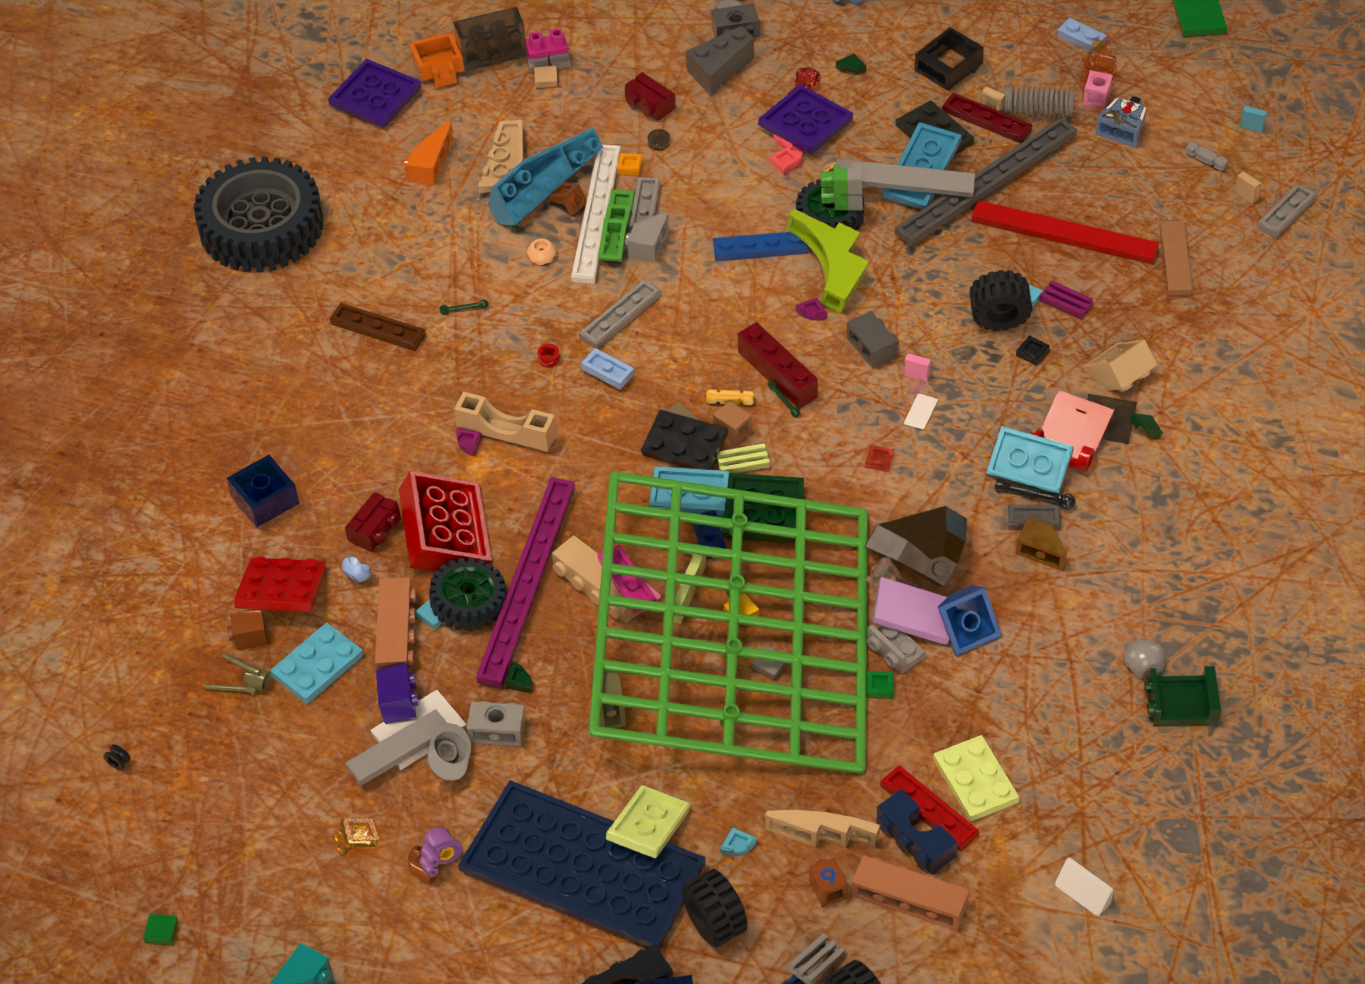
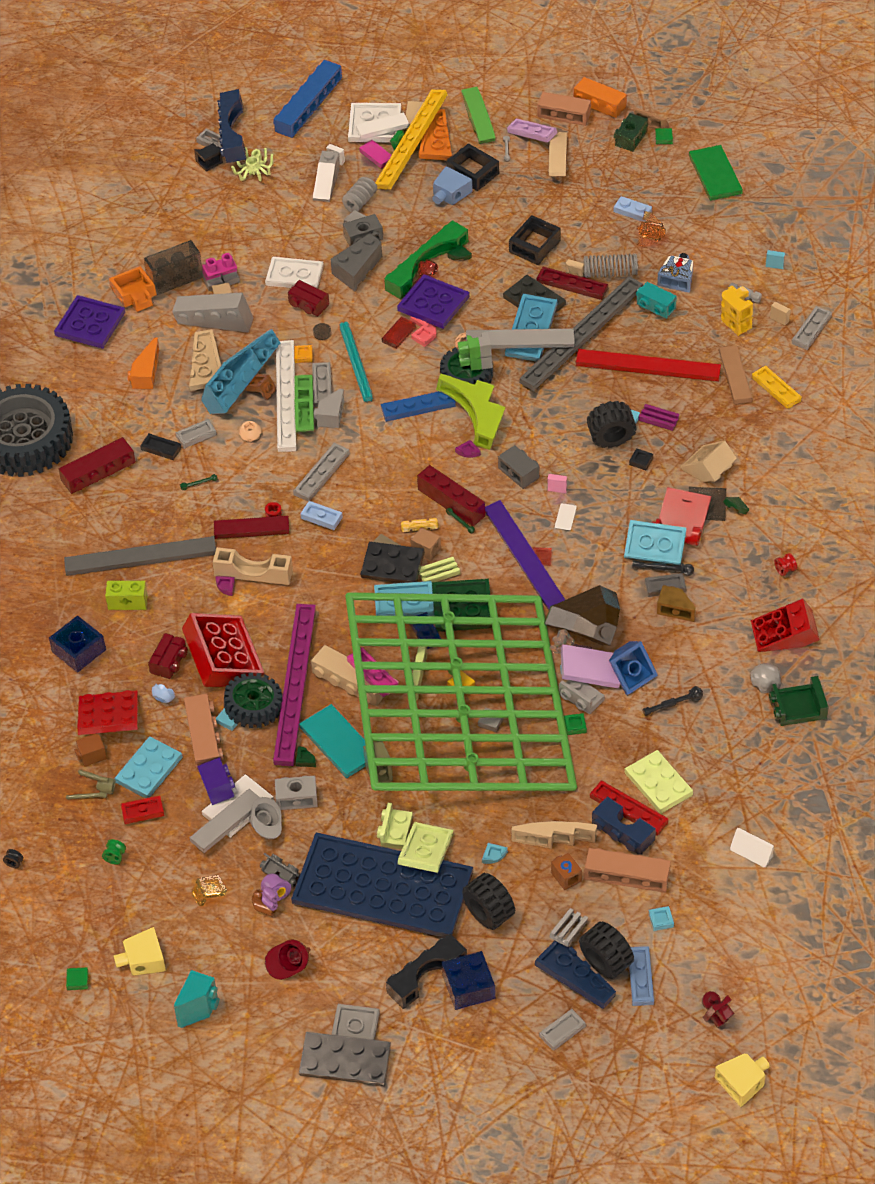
camera: 10 degrees left, 0 degrees up
(246, 767) = (114, 851): none -> green wheel
(249, 909) = (142, 954): none -> light yellow torso
(295, 717) = (142, 809): none -> red plate
(339, 437) = (126, 595): none -> lime brick
(341, 269) = (97, 465): none -> dark red brick
(368, 389) = (140, 556): none -> dark grey tile
(377, 326) = (134, 506): reddish brown tile -> none
(427, 257) = (160, 446): none -> black tile
(435, 945) = (287, 959): none -> dark red piece
(446, 816) = (274, 865): none -> dark grey hinge
(474, 246) = (196, 433): none -> light grey tile
(516, 372) = (251, 527): none -> dark red tile
(529, 98) = (214, 311): none -> light grey wedge
(563, 660) = (336, 740): none -> teal tile
(614, 788) = (394, 828): none -> yellowish green bracket
(630, 60) = (287, 271): none -> white tile
(693, 182) = (356, 361): none -> teal axle
(754, 152) = (398, 332): none -> clear red tile
(774, 84) = (401, 279): none -> green arch
(856, 452) = (524, 554): none -> dark purple tile
(943, 966) = (661, 918): none -> medium azure tile
(1045, 667) = (694, 694): none -> black piece
(1090, 151) = (656, 299): none -> teal brick
(1097, 89) = (653, 250): bright pink brick -> none
(1183, 595) = (785, 628): none -> red slope
(1190, 176) = (735, 310): none -> yellow hips
(1197, 511) = (785, 564): none -> red wheel
(1226, 280) = (776, 387): none -> yellow tile

